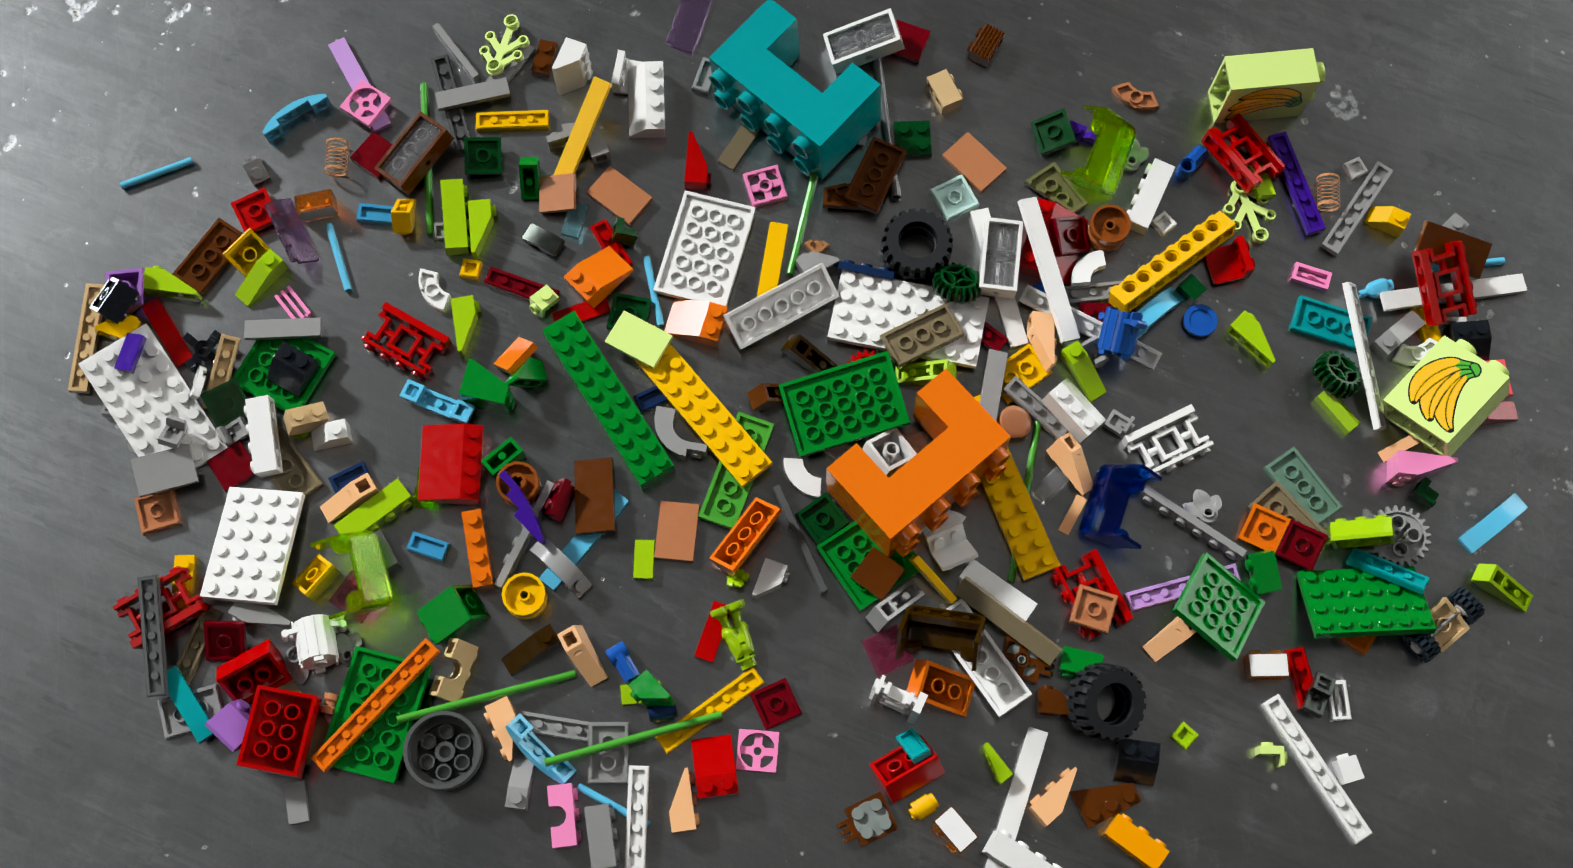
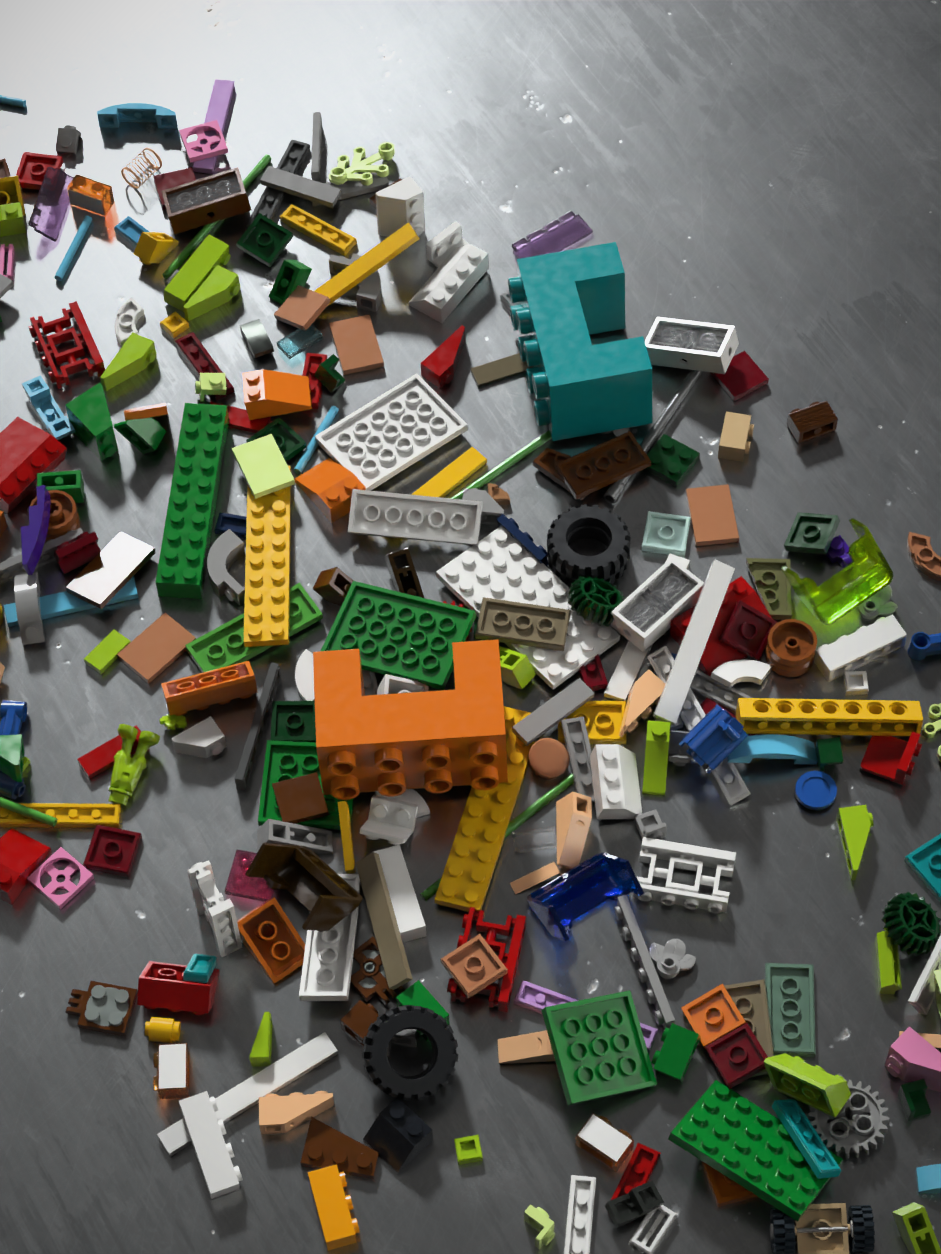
camera: 40 degrees right, 15 degrees down
(769, 199) = (489, 429): bright pink piece -> none

